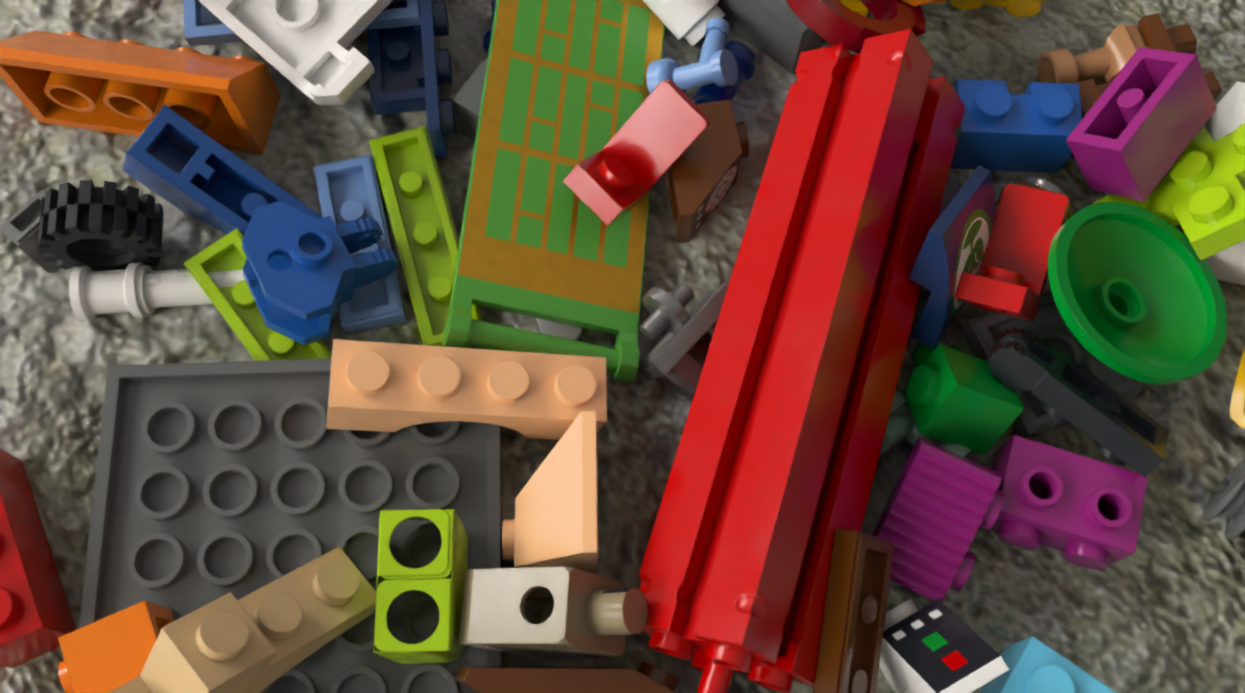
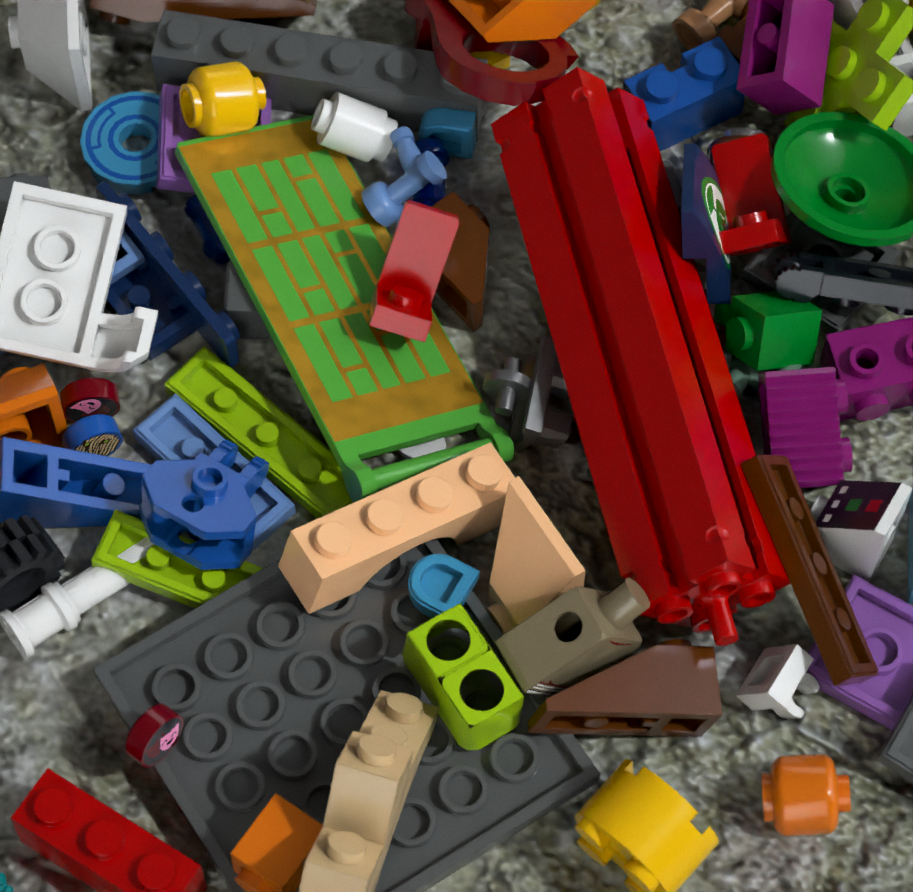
camera: 30 degrees left, 5 degrees down
(96, 465) = (153, 735): none -> dark red tile
(270, 154) = (94, 435): none -> blue tile
(292, 119) = (89, 398): none -> dark red tile
(468, 473) = (440, 583): none -> dark azure tile
(772, 48) = (451, 127): none -> dark azure tile

